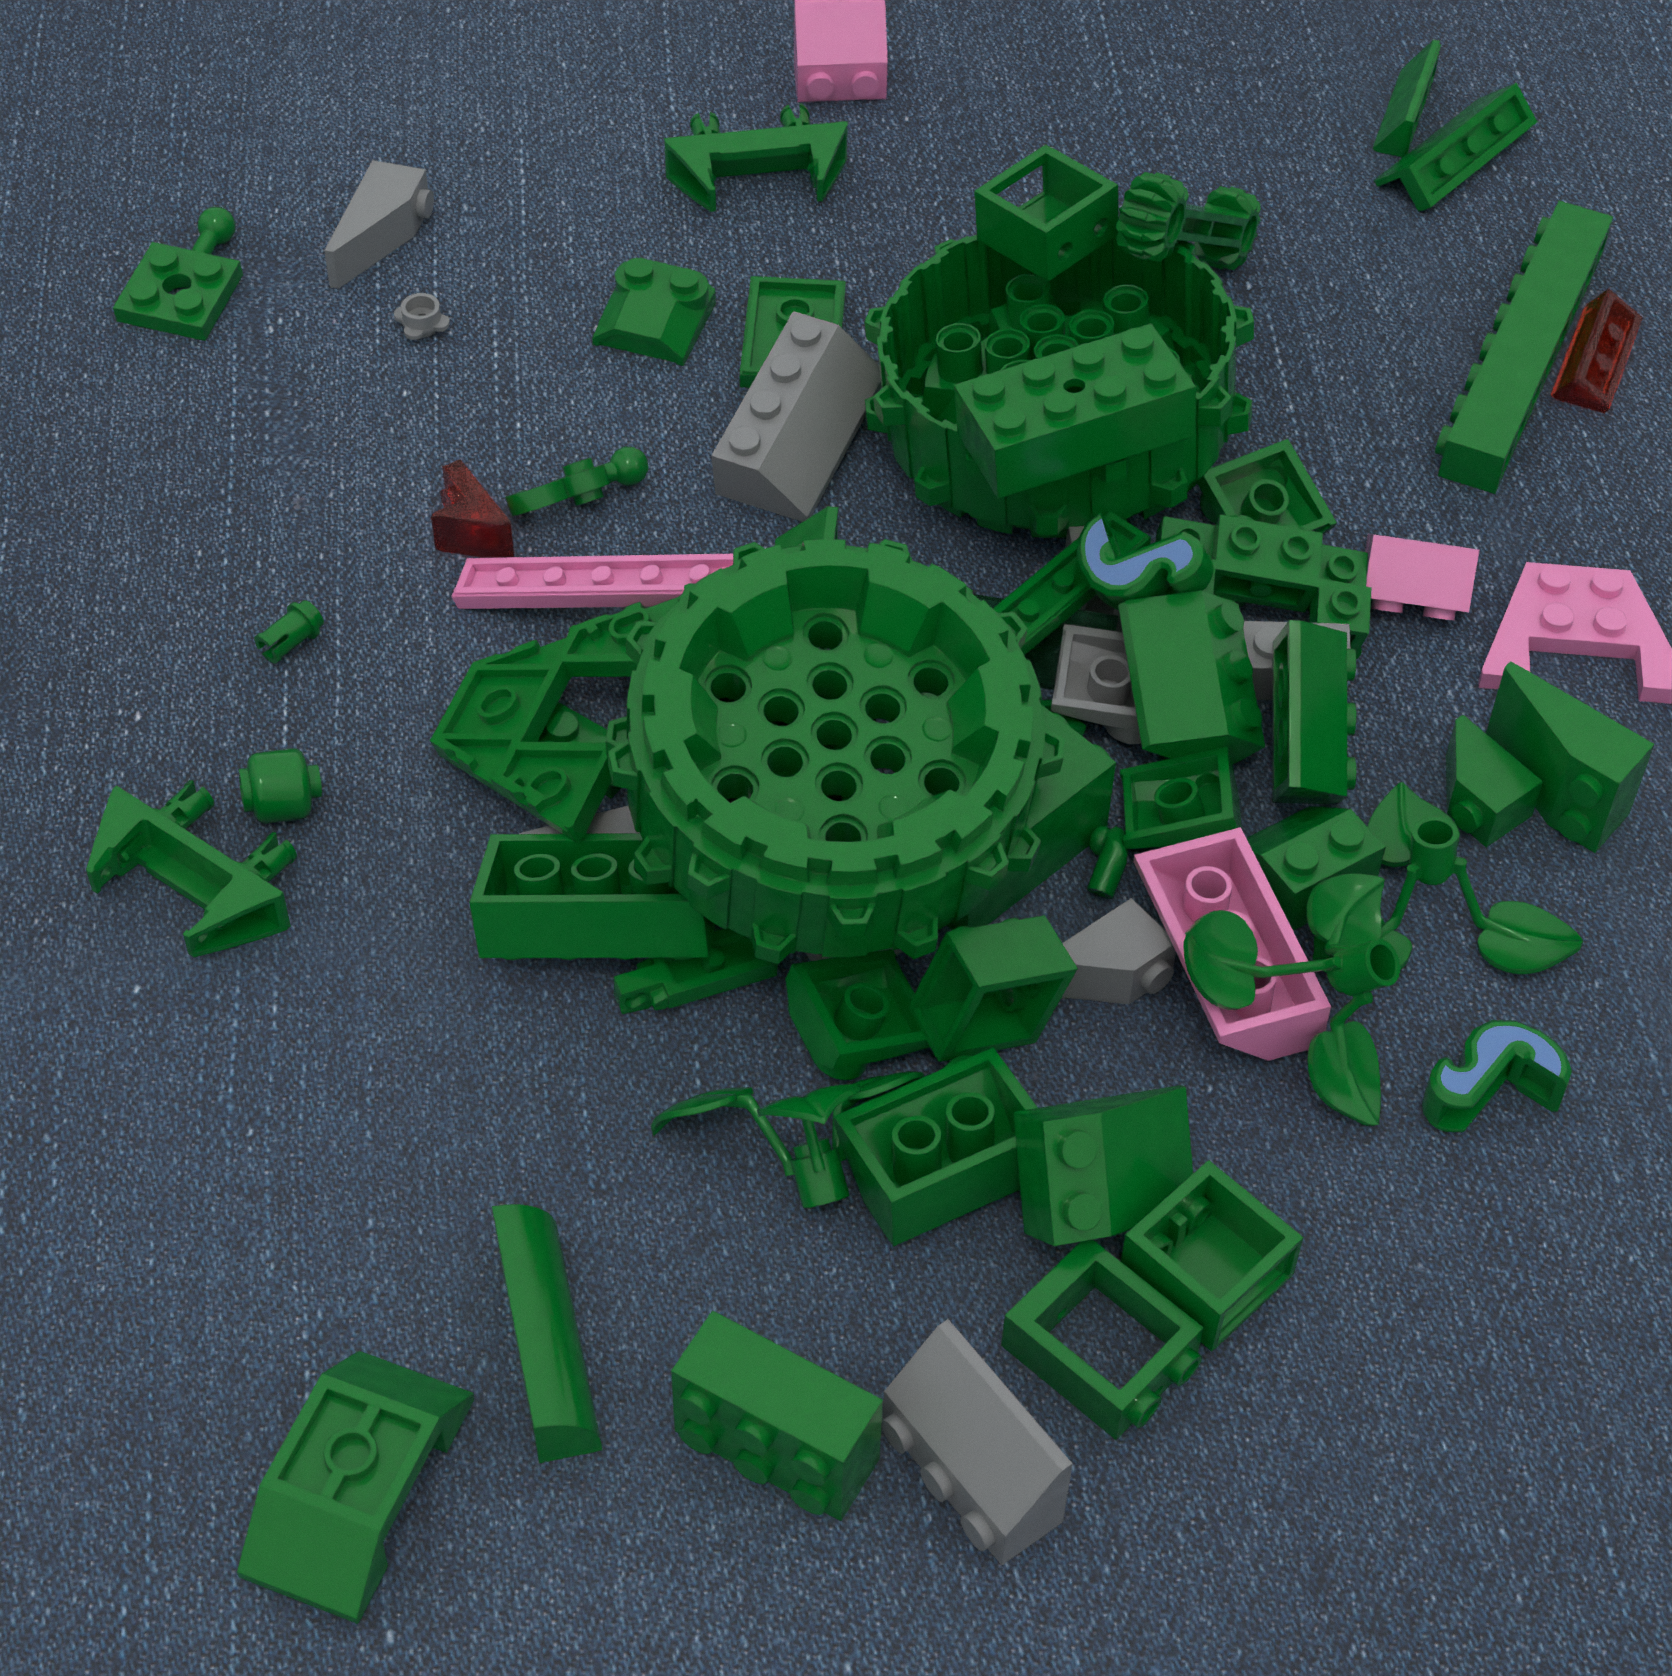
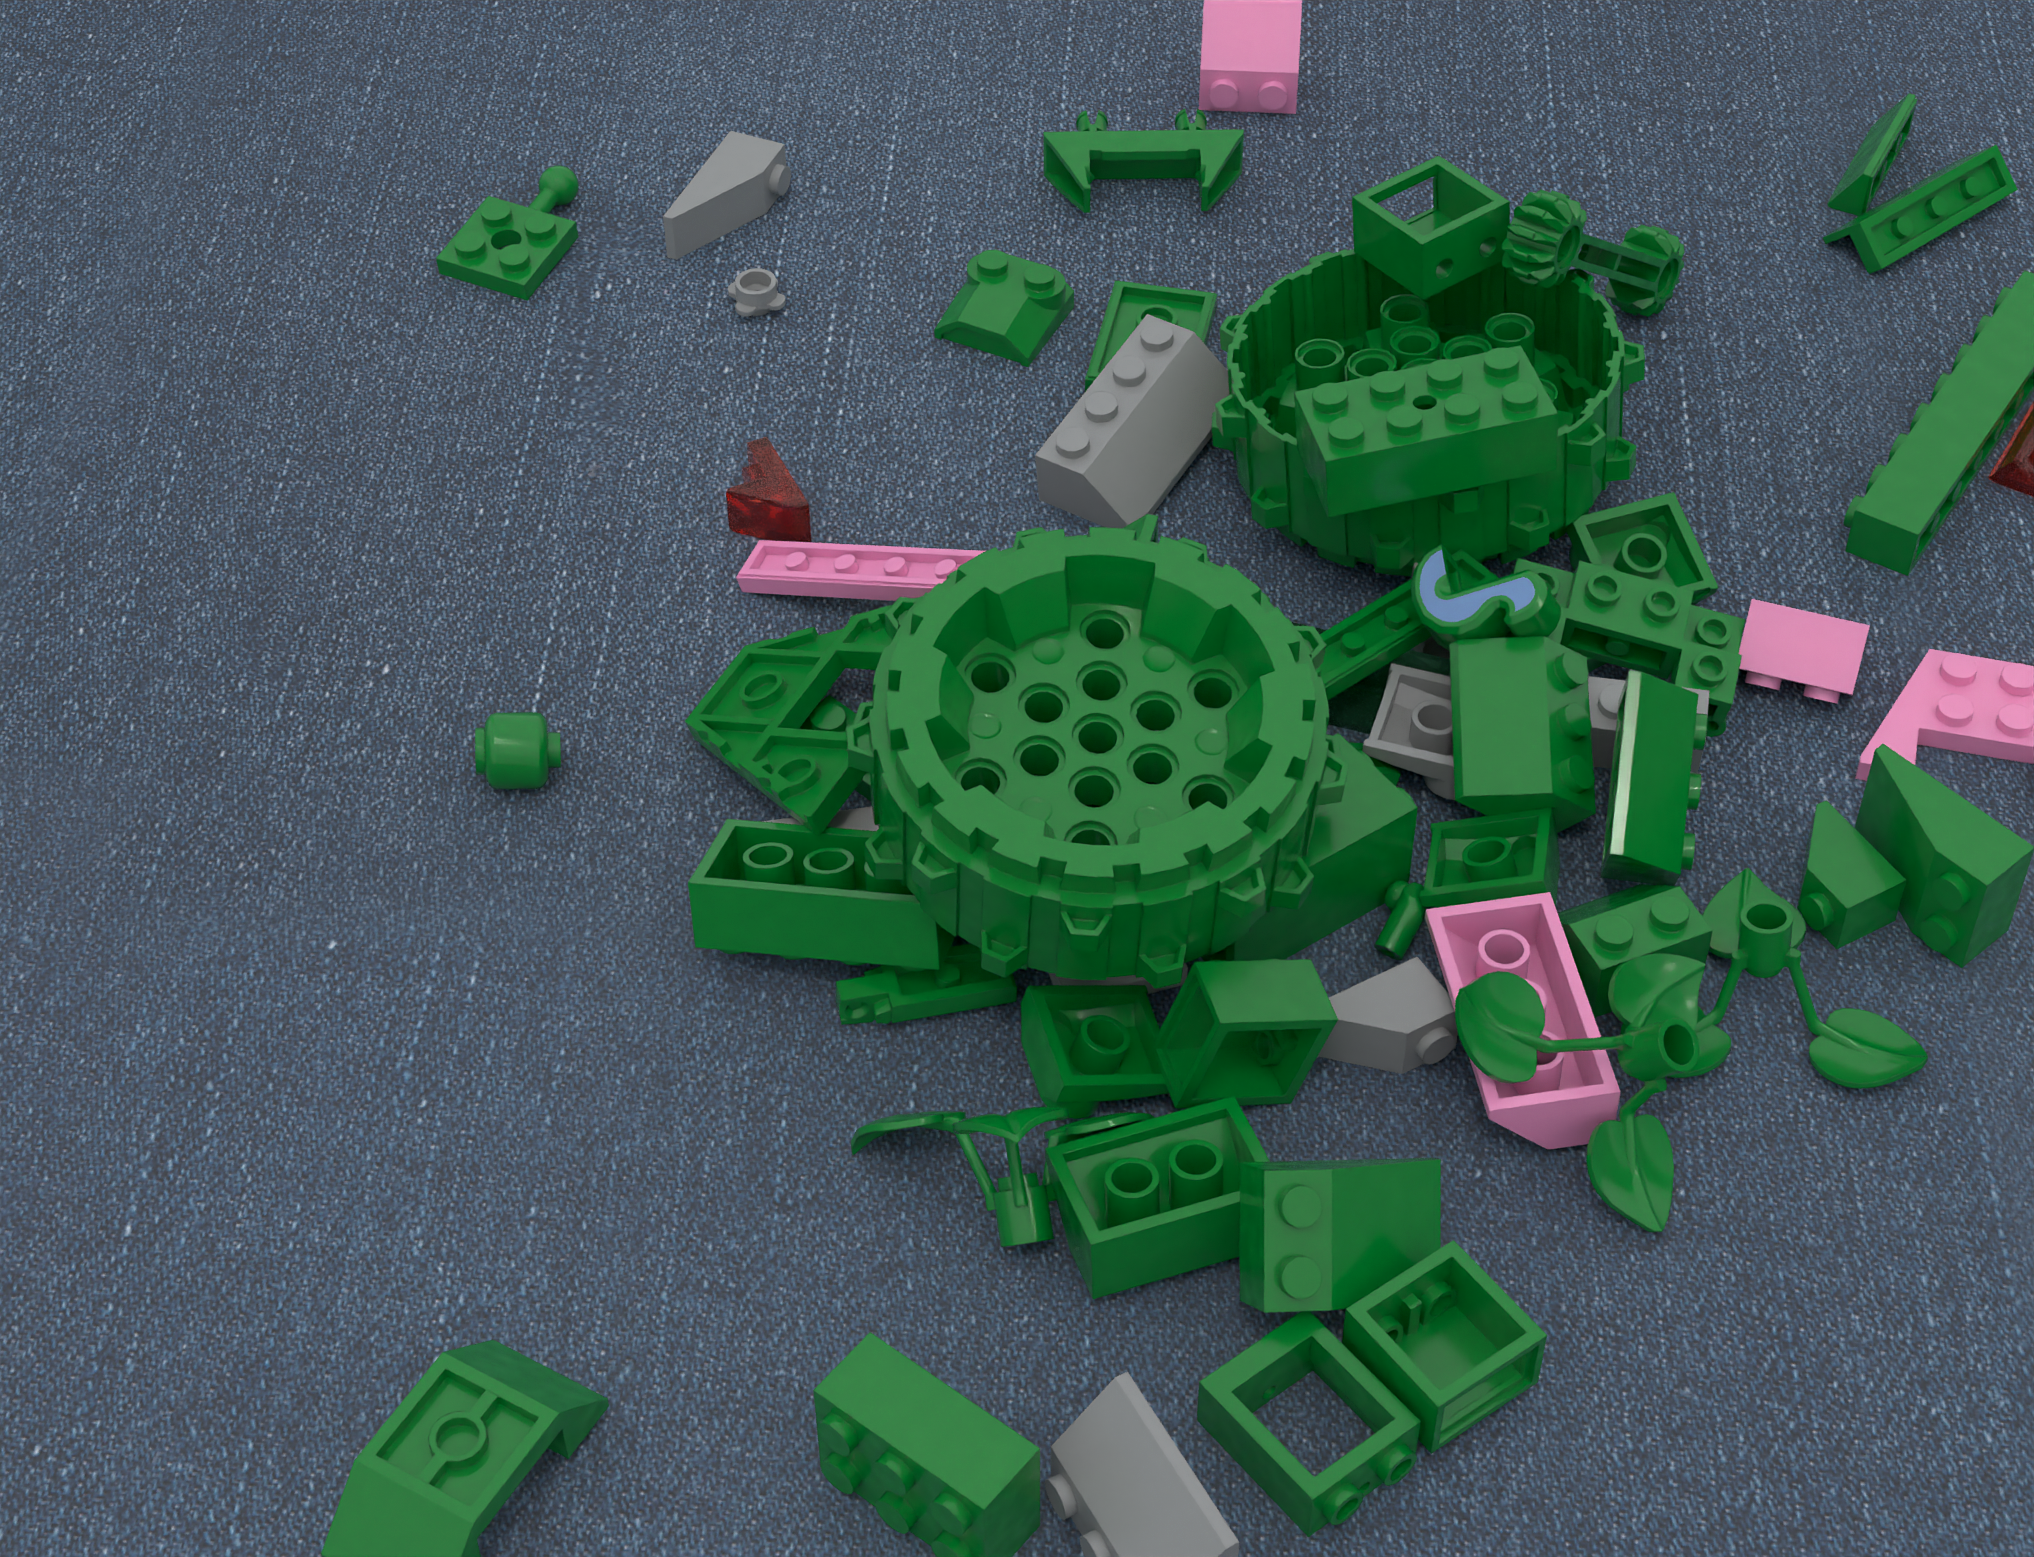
camera: 10 degrees right, 5 degrees down
(234, 894) = (443, 853): green hose -> none
(290, 630) = (570, 589): green pin -> none
(546, 1333) = (696, 1345): green brick -> none
(583, 481) = (896, 472): green piece -> none
(1490, 1057) = (1800, 1173): green animal -> none

